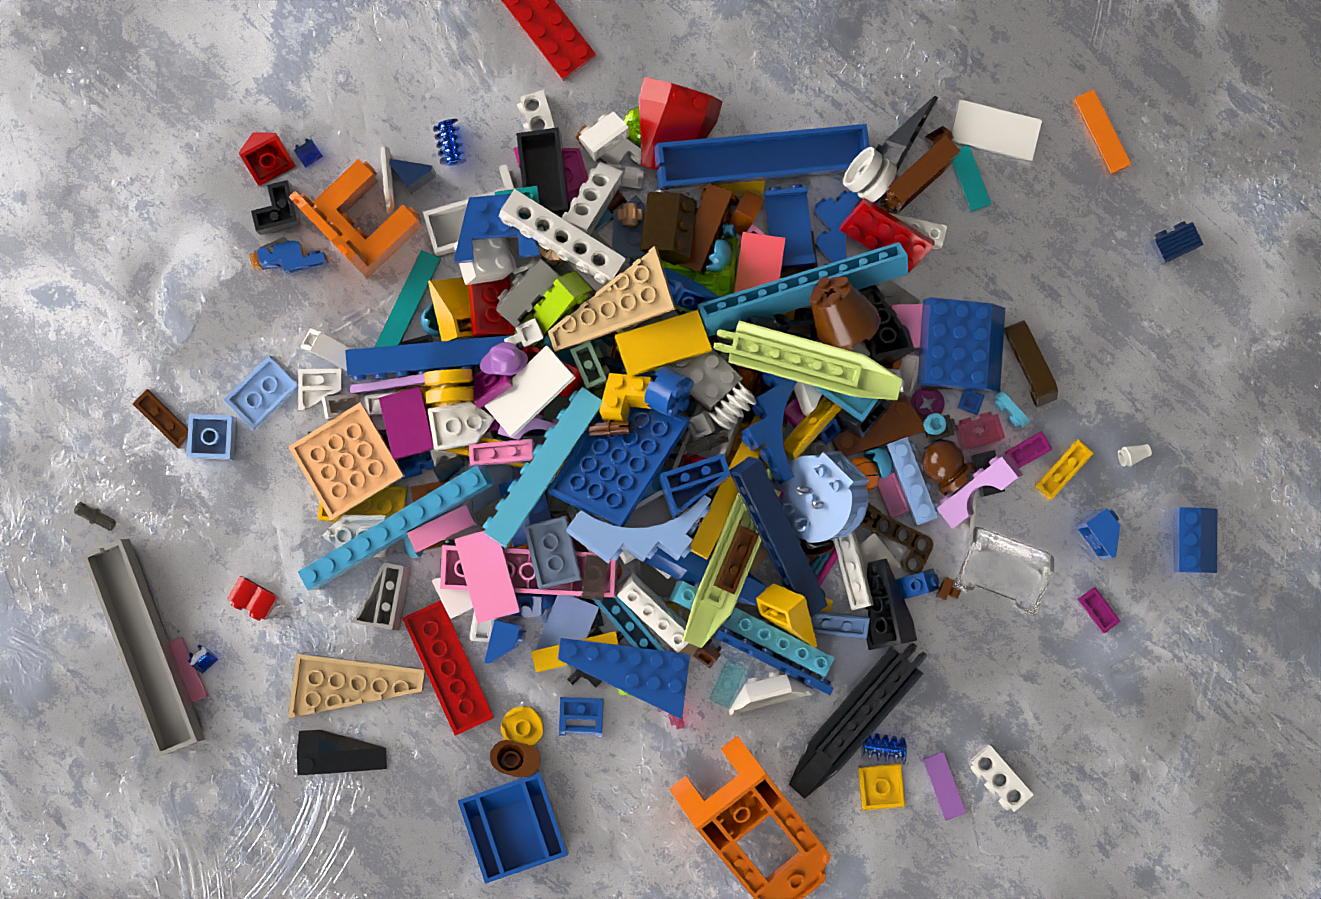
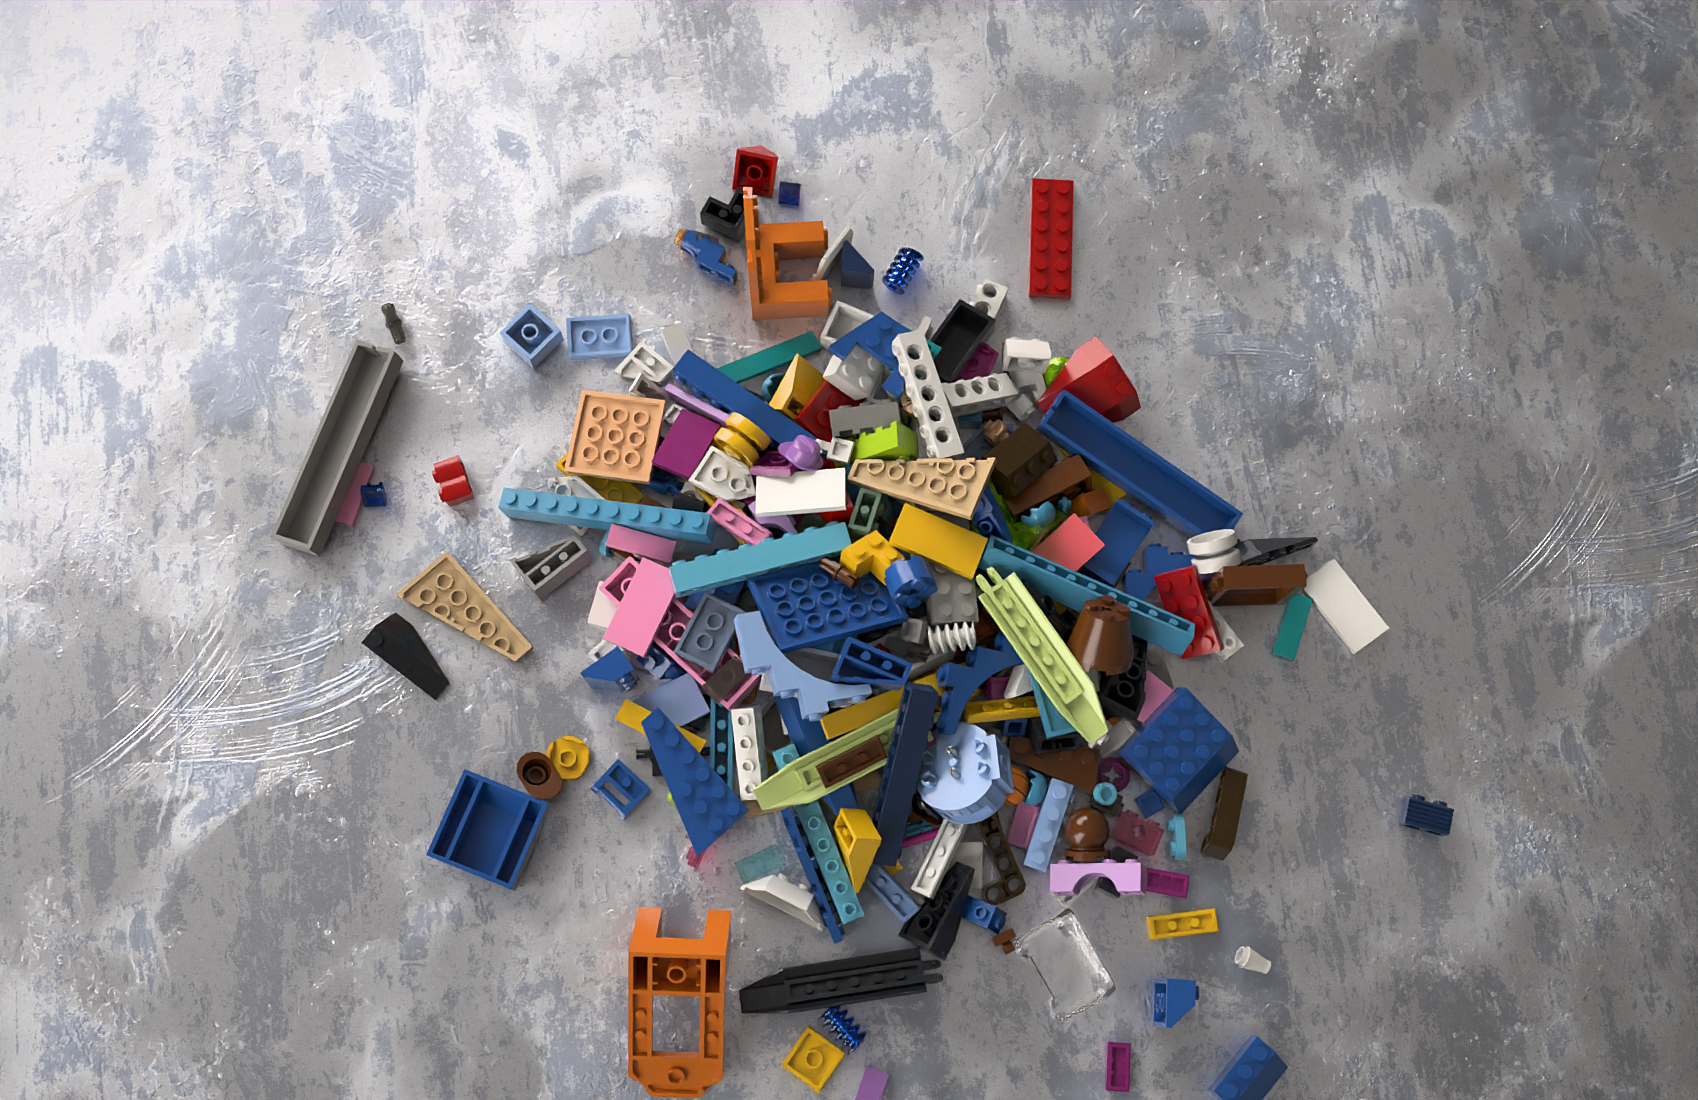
camera: 35 degrees right, 10 degrees down
(162, 418) = (508, 293): reddish brown tile -> none
(448, 667) = (551, 661): red plate -> none
(707, 654) = (764, 825): reddish brown tile -> none
(1102, 131) = (1432, 678): orange tile -> none

